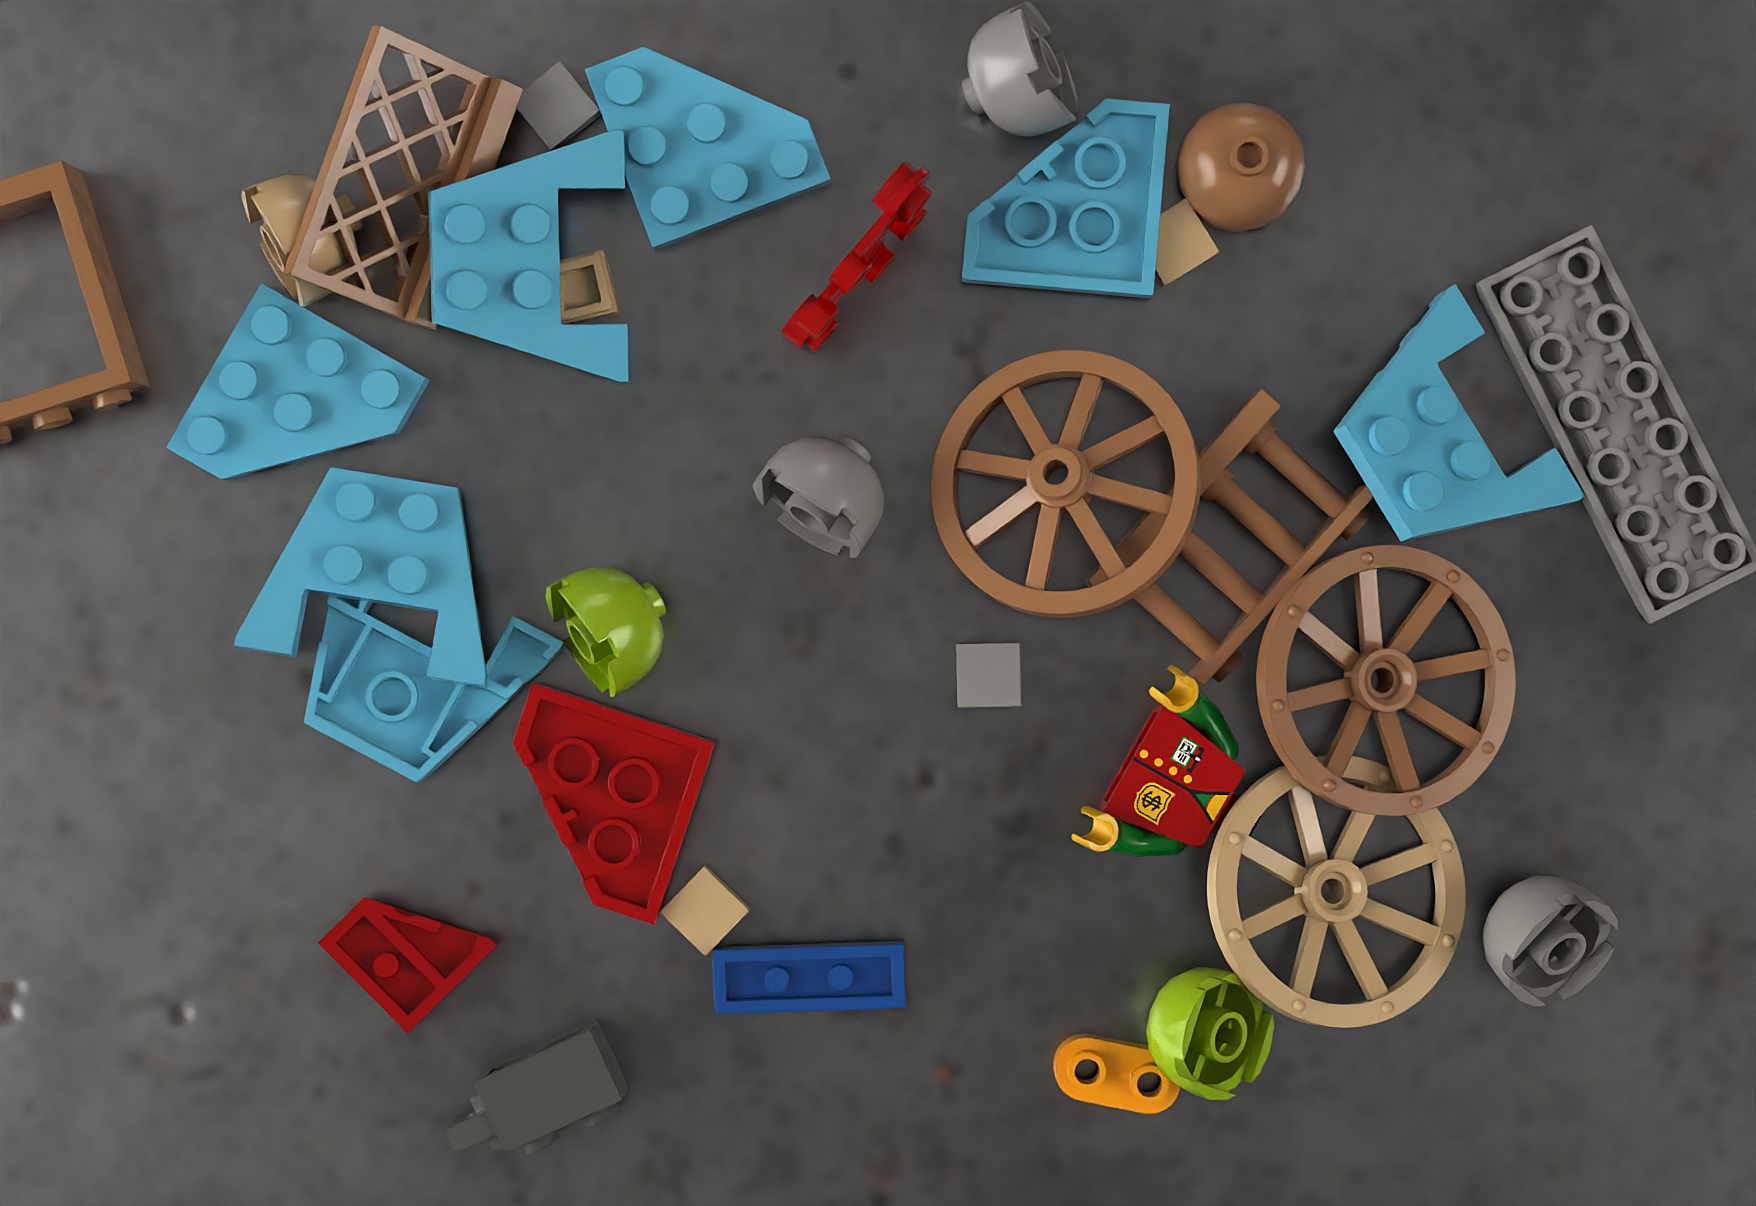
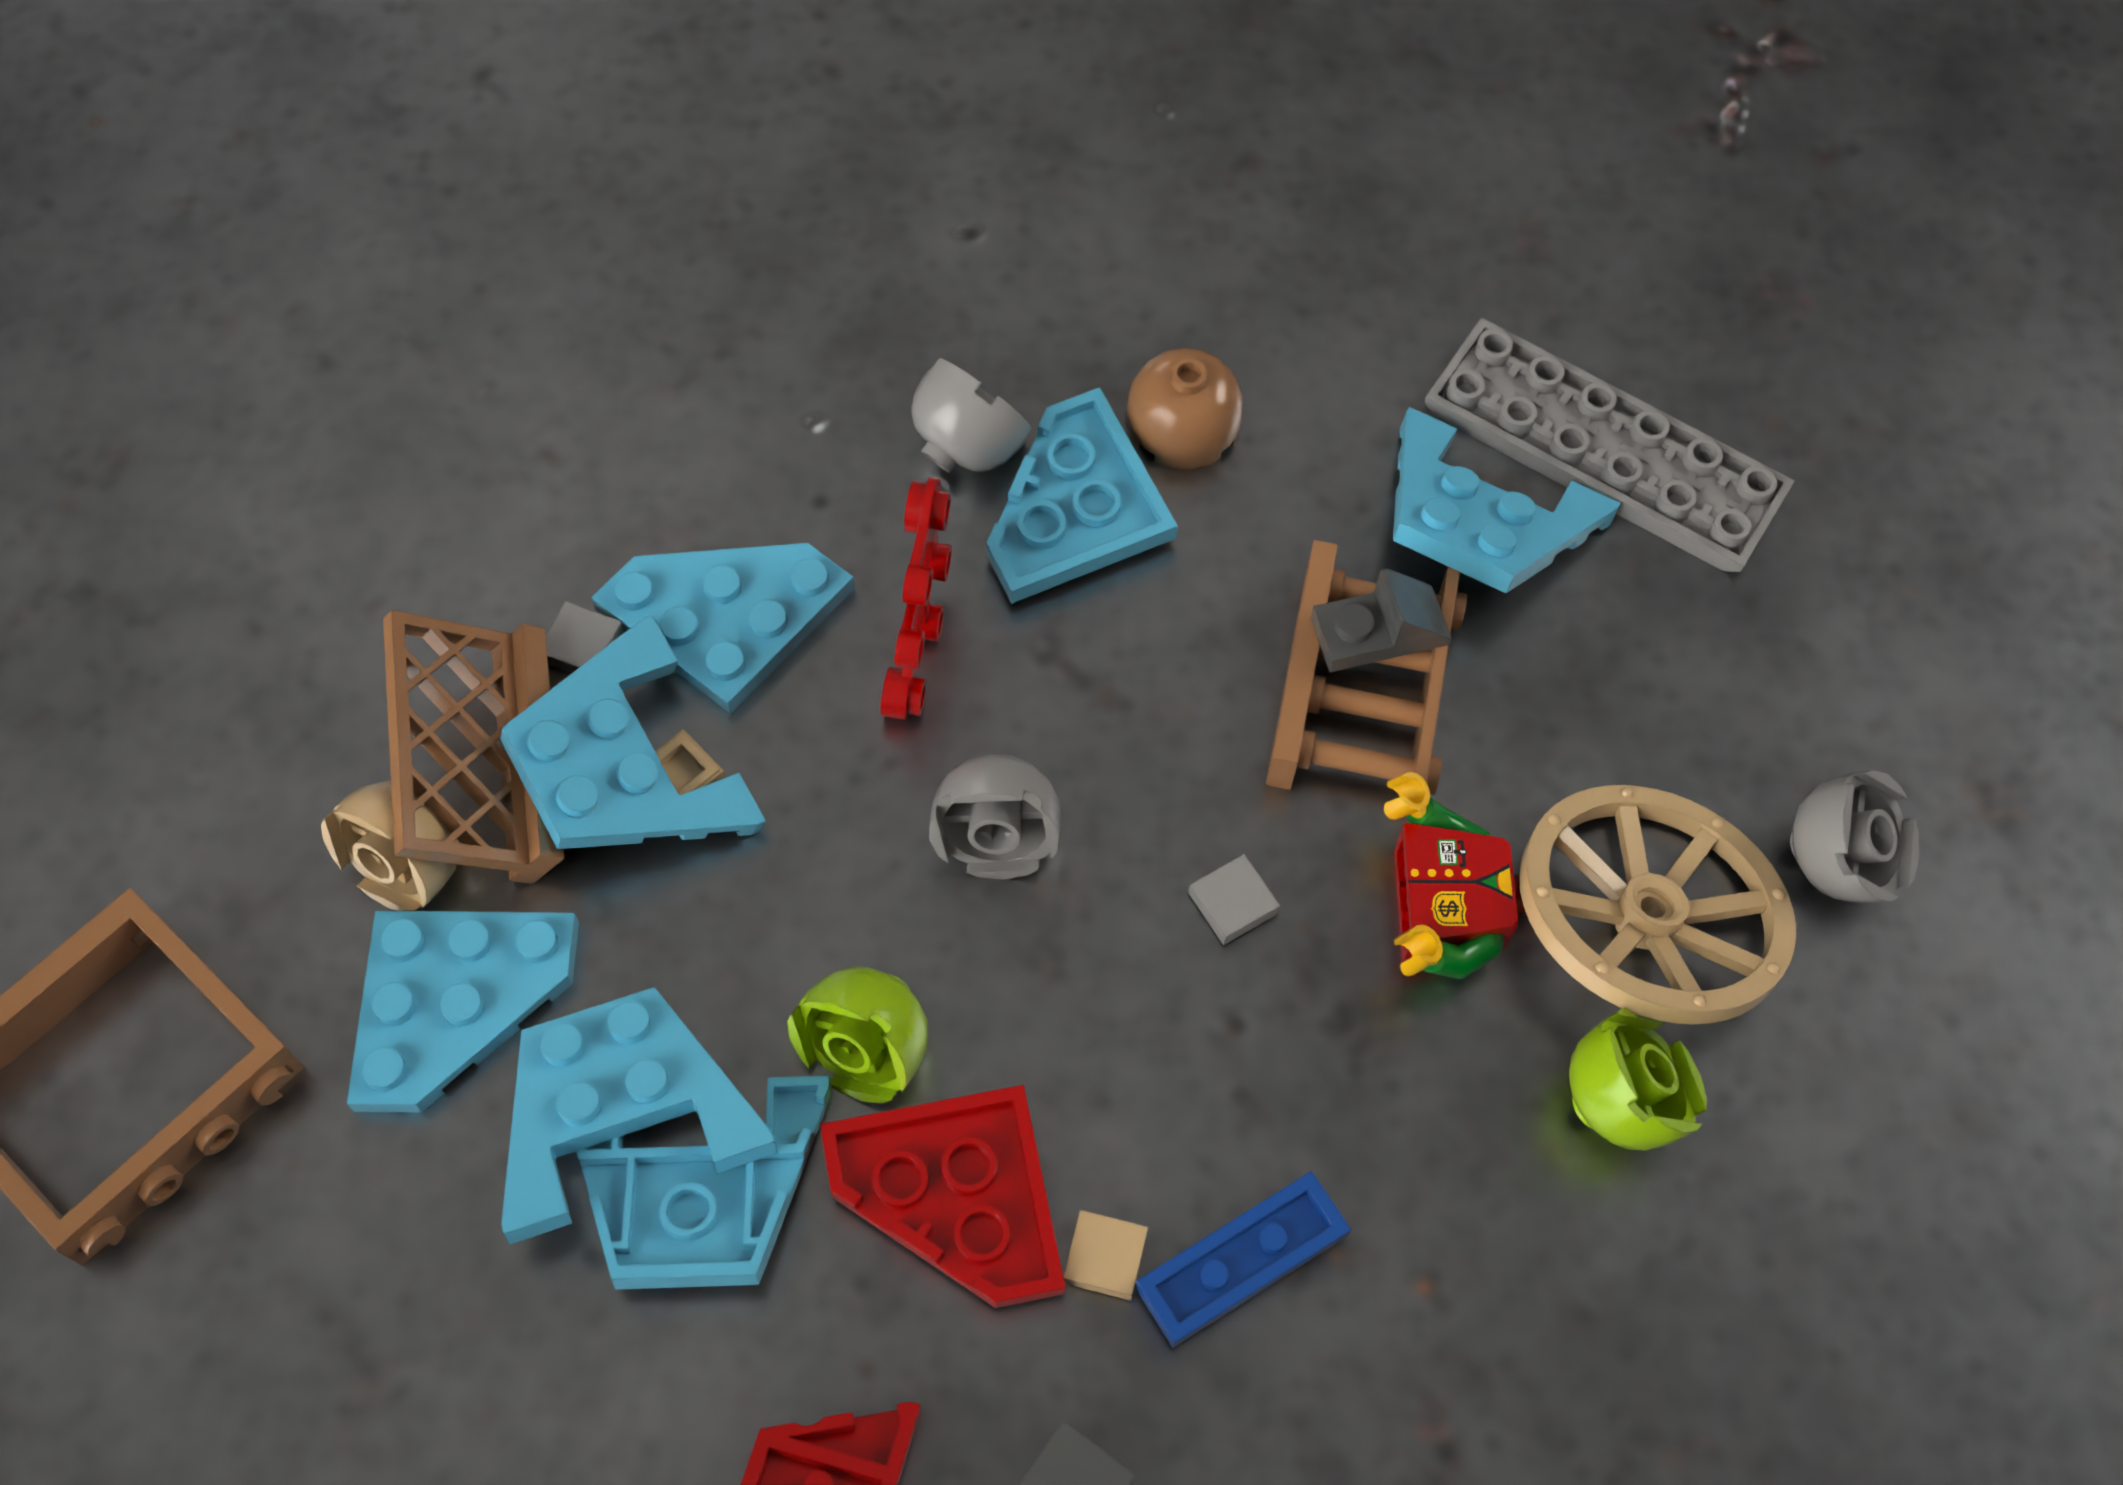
camera: 30 degrees left, 25 degrees down
(1074, 492) = (1202, 701): medium nougat wheel -> none
(1117, 1075) = (1584, 1188): light orange plate -> none
(1181, 243) = (1178, 485): tan tile -> none
(1264, 513) = (1380, 625): none -> dark grey slope
(1396, 684) = (1568, 716): medium nougat wheel -> none

